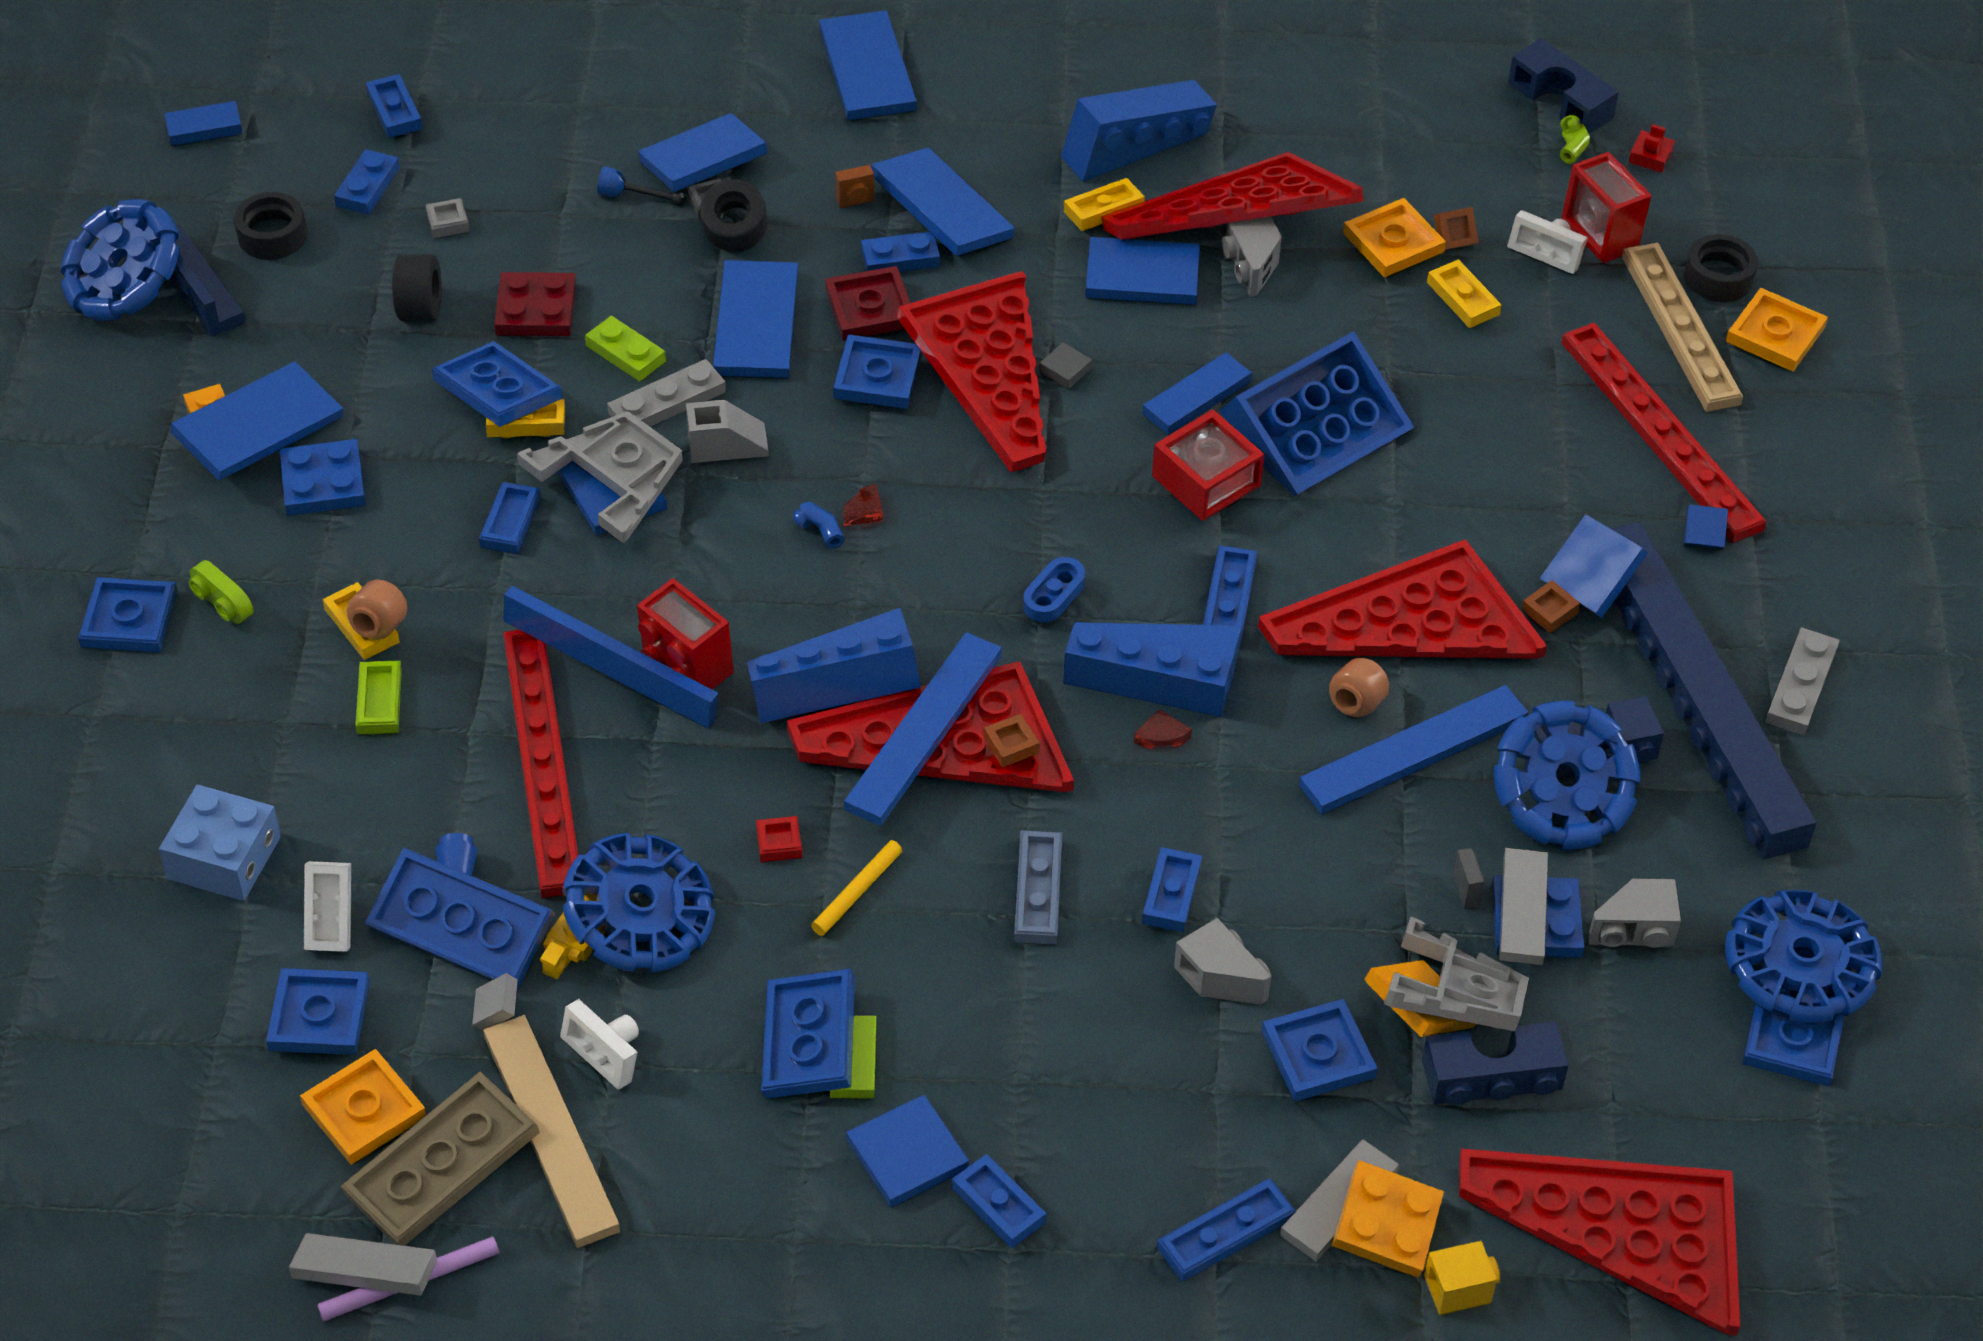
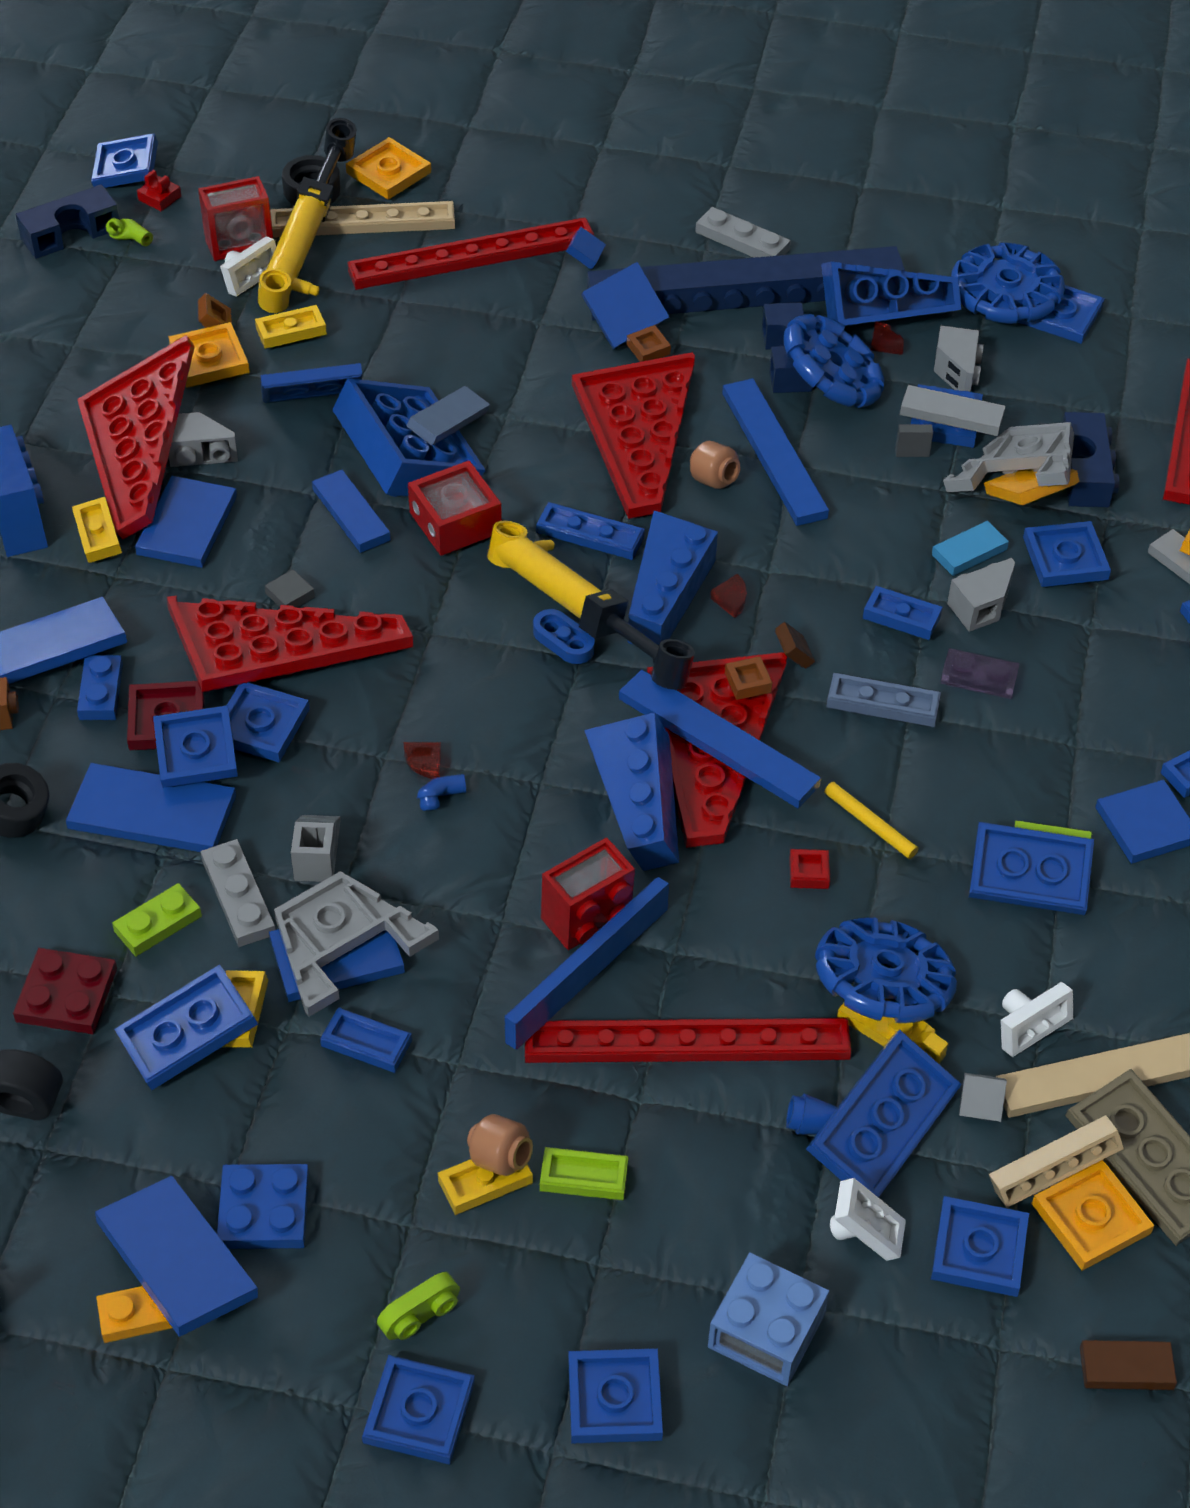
camera: 80 degrees left, 0 degrees up
(141, 743) = (615, 1396): none -> blue plate
(197, 1147) = (1127, 1365): none -> reddish brown tile
(413, 1061) = (1056, 1161): none -> tan piece
(818, 321) = (195, 746): none -> blue plate
(1090, 790) = (794, 645): none -> reddish brown tile
(1091, 586) = (599, 611): none -> piece
(1101, 976) = (980, 673): none -> clear purple plate
(1306, 954) = (970, 548): none -> dark azure tile
(1354, 439) = (448, 415): none -> sand blue tile
(1360, 316) = (307, 382): none -> blue tile
(1618, 265) = (310, 209): none -> yellow piece
(1661, 845) = (886, 340): none -> clear red tile
(1688, 110) = (124, 160): none -> blue tile
(1714, 817) = (876, 294): none -> blue wedge

